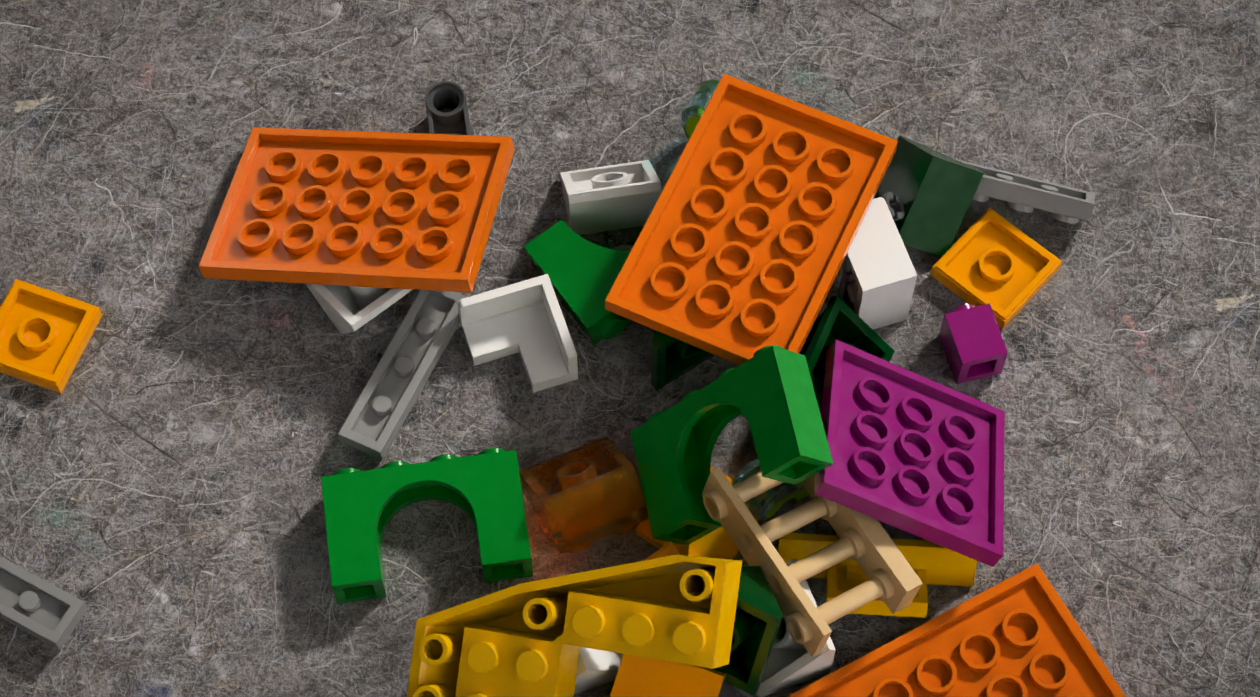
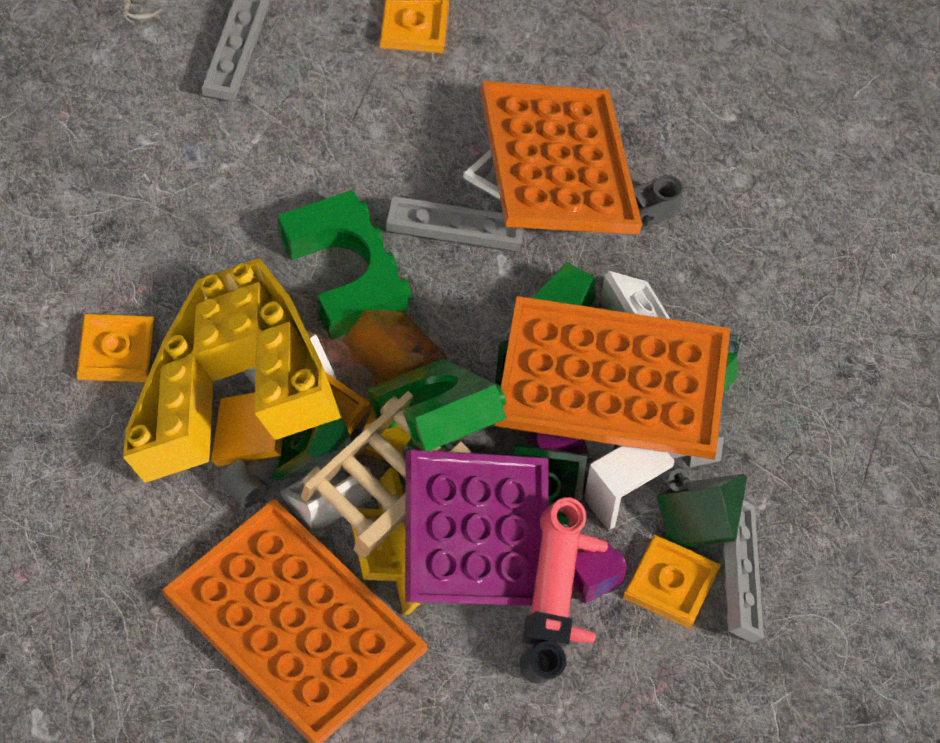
camera: 70 degrees right, 5 degrees down
(521, 321) = (511, 275): white panel -> none
(1046, 413) = (548, 623): none -> coral piece

